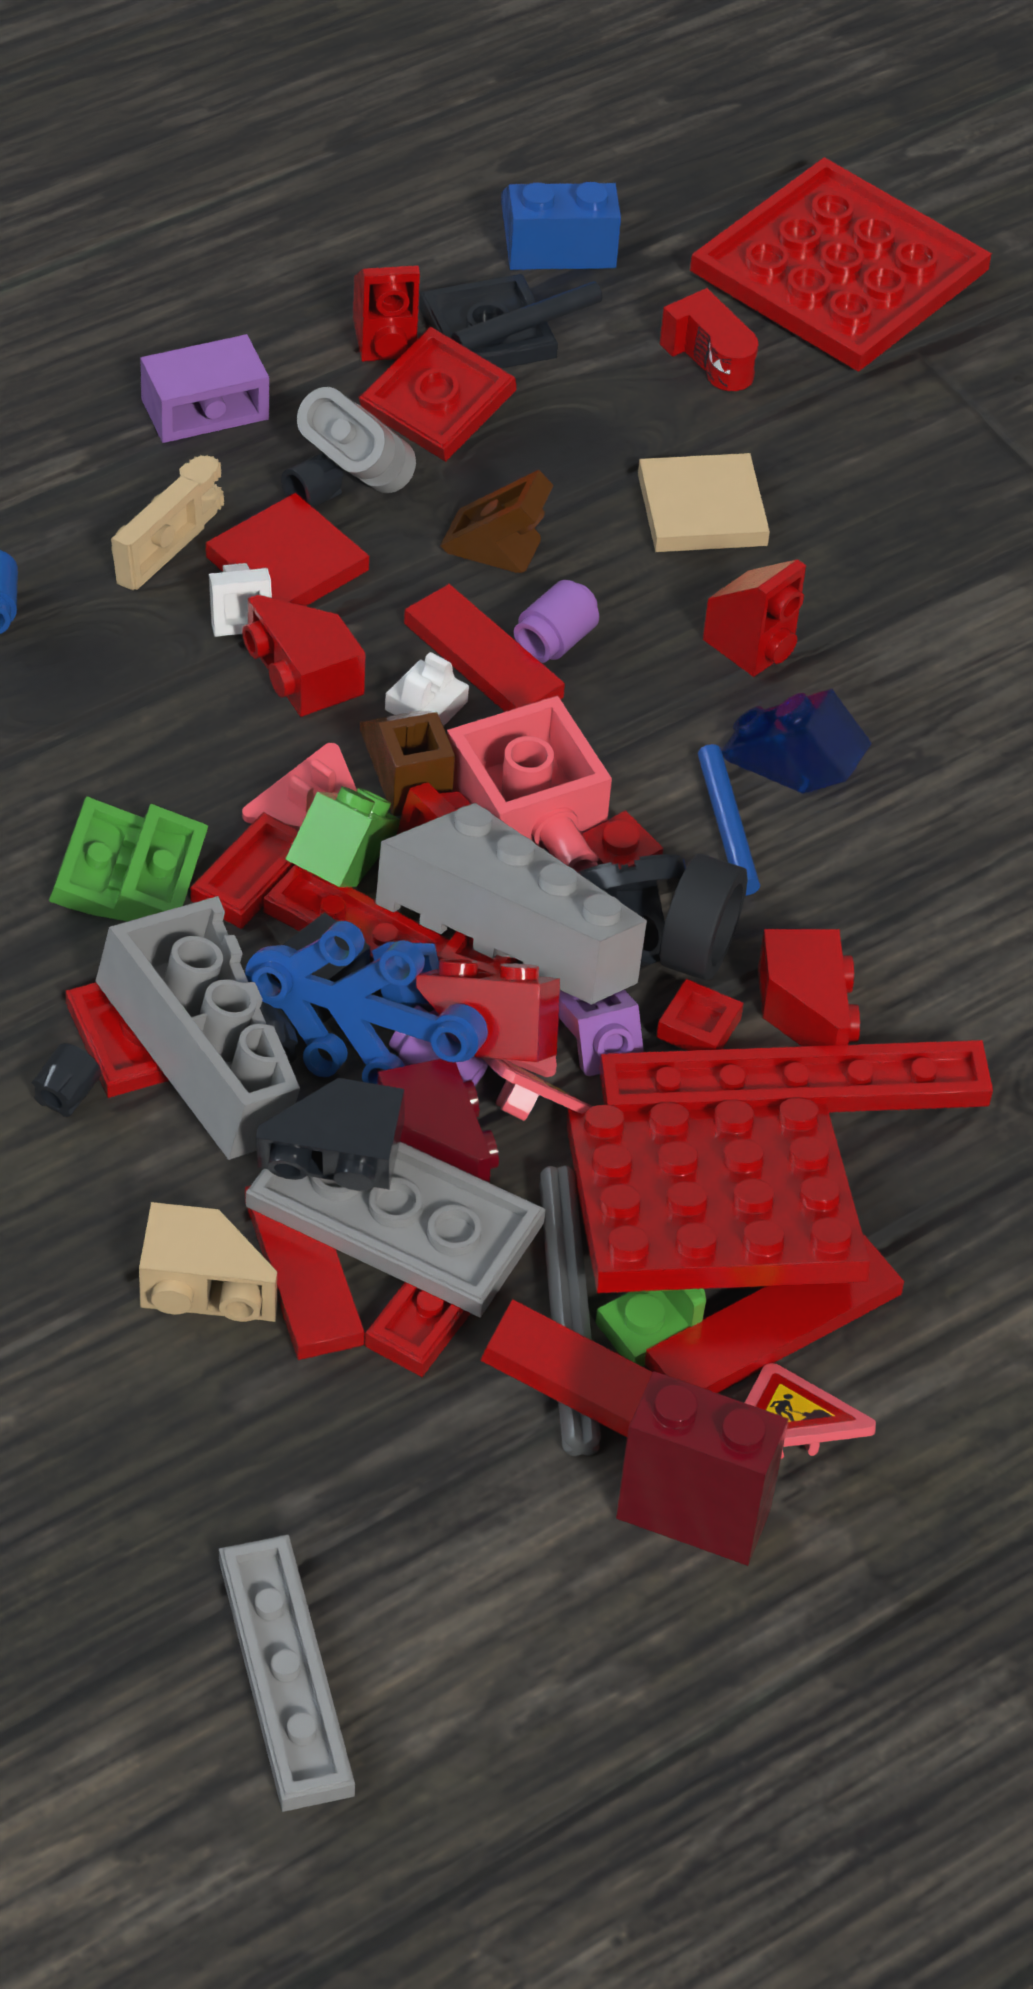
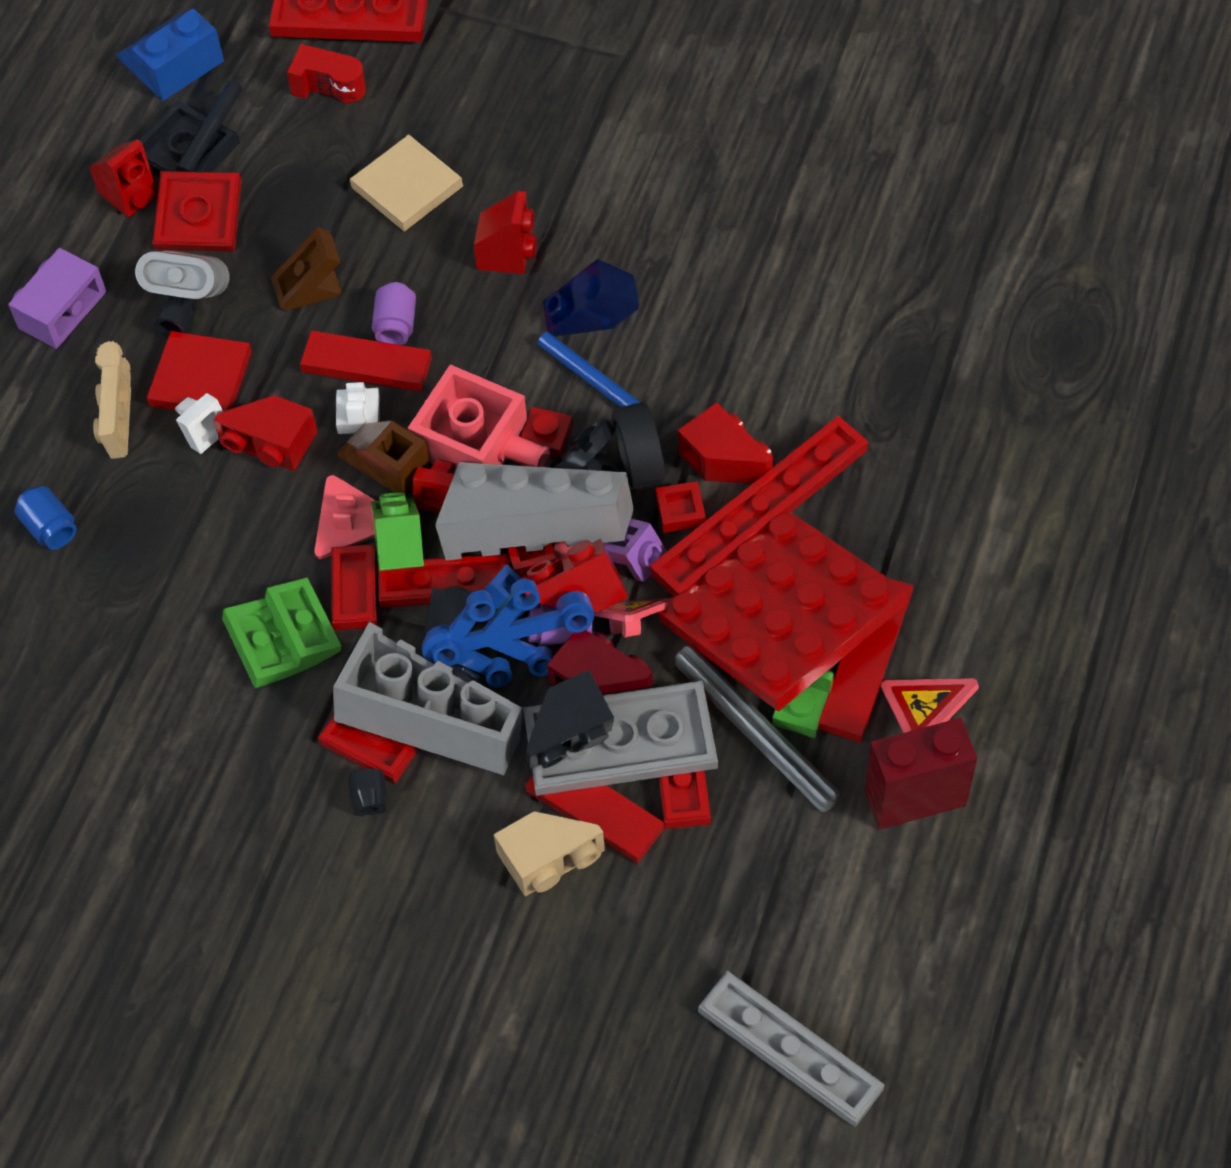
camera: 30 degrees left, 10 degrees up
(567, 1367) = (808, 761): red tile -> none

